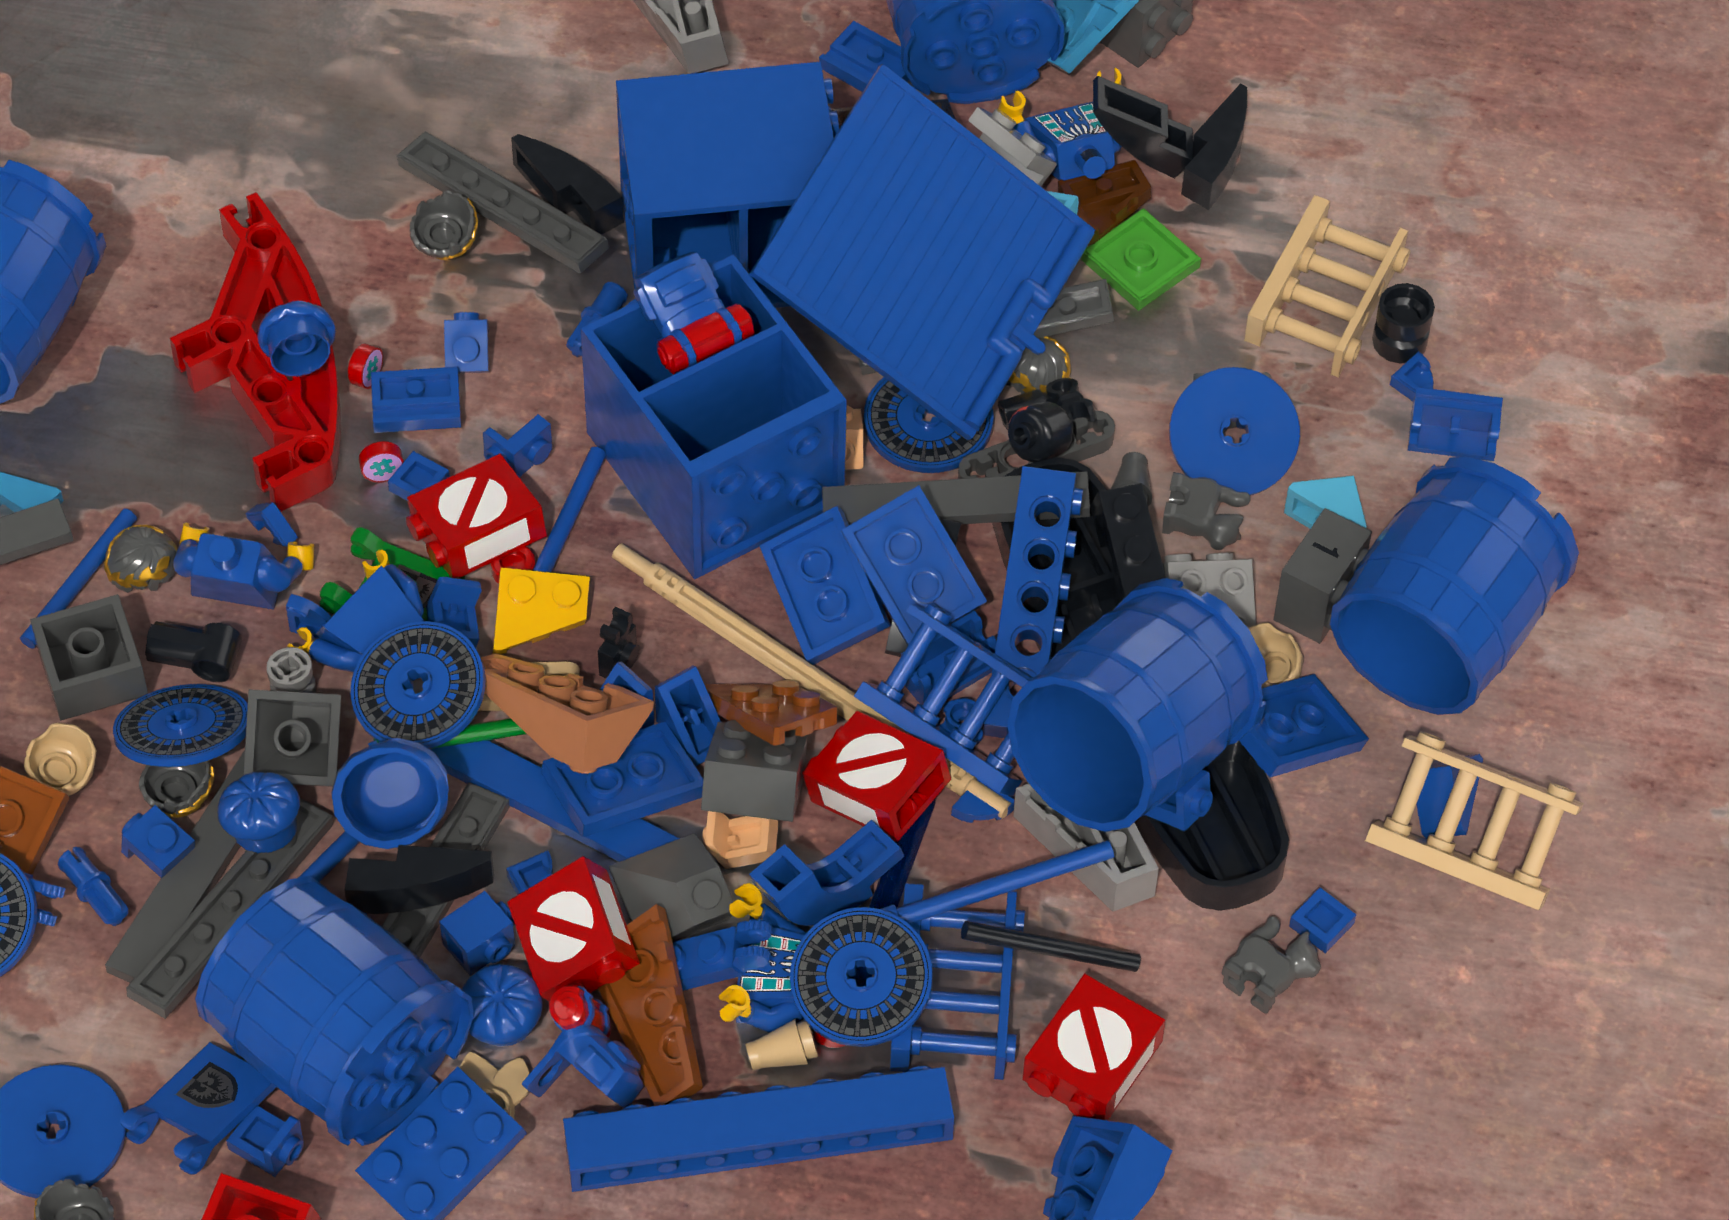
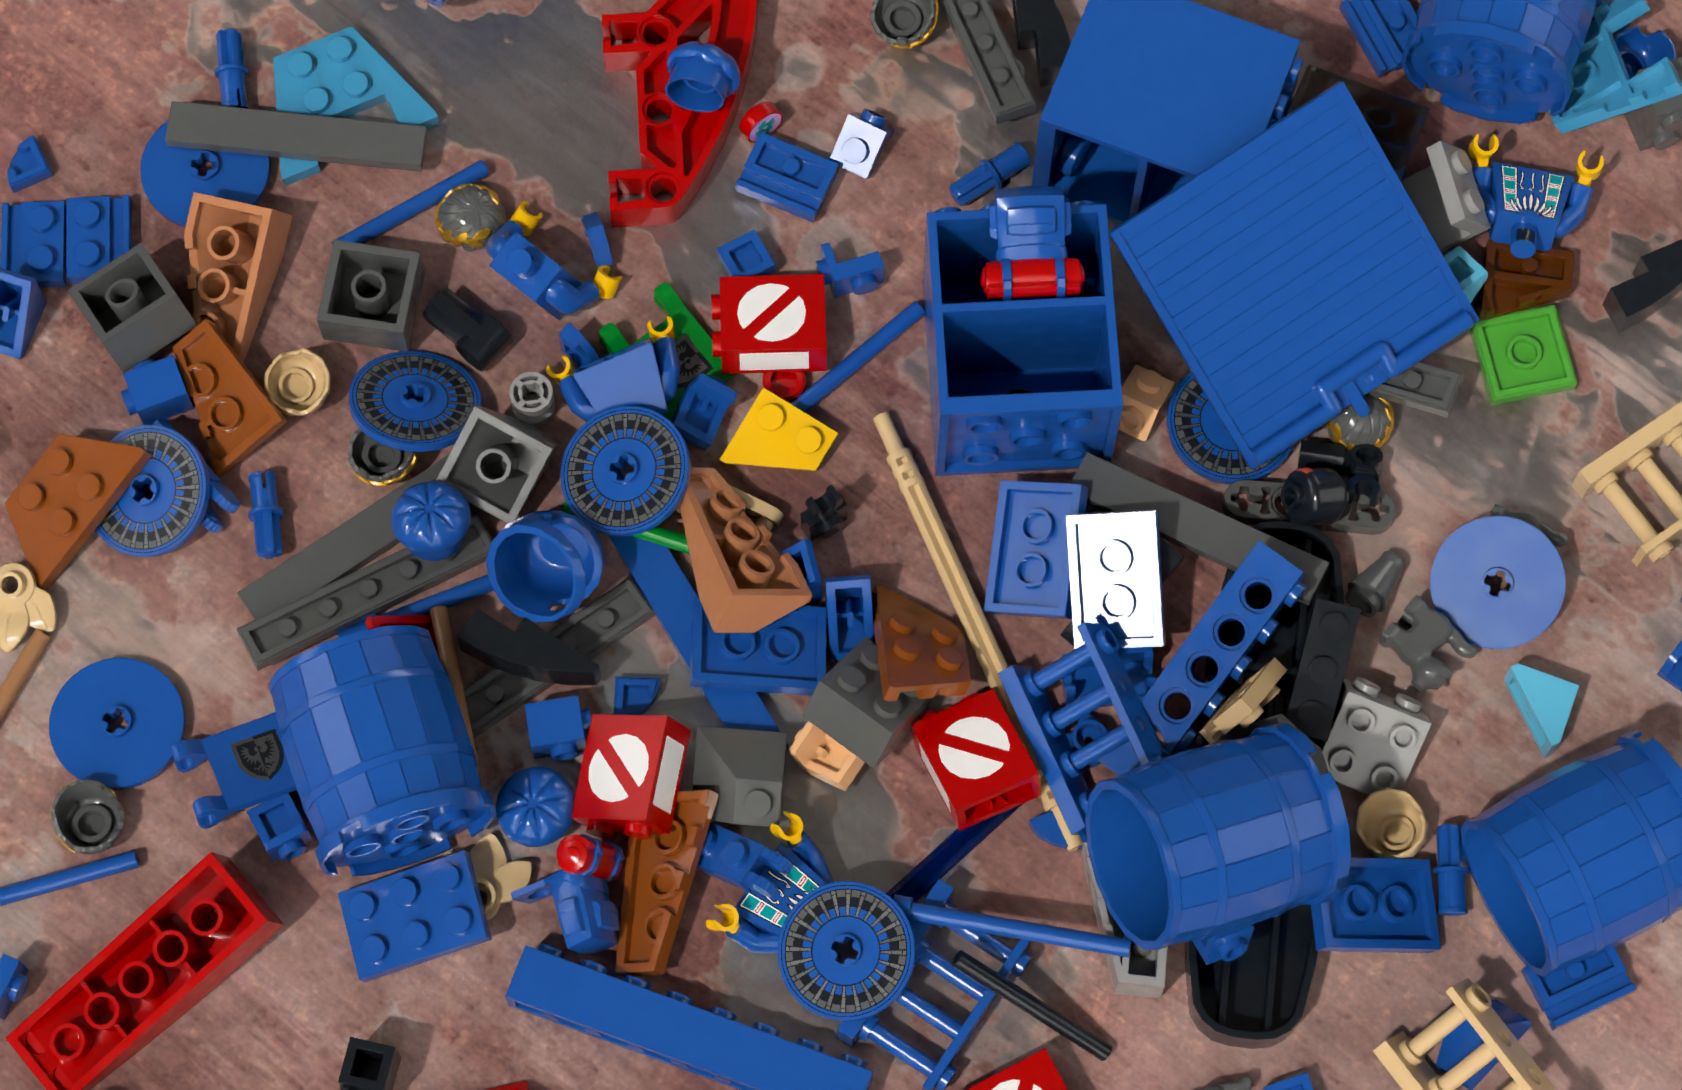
camera: 30 degrees right, 15 degrees up
(156, 840) = (336, 500): blue bracket -> none
(380, 461) = (722, 224): tile -> none
(784, 1046) = (752, 971): tan cone -> none
(832, 884) = (871, 844): blue arch -> none
(1087, 605) = (1245, 703): none -> tan plate
(1143, 127) = (1593, 228): black slope -> none
(1319, 574) = (1488, 770): dark grey brick -> none
(1338, 675) = (1451, 871): none -> blue axle
(1500, 711) = (1580, 987): none -> blue plate

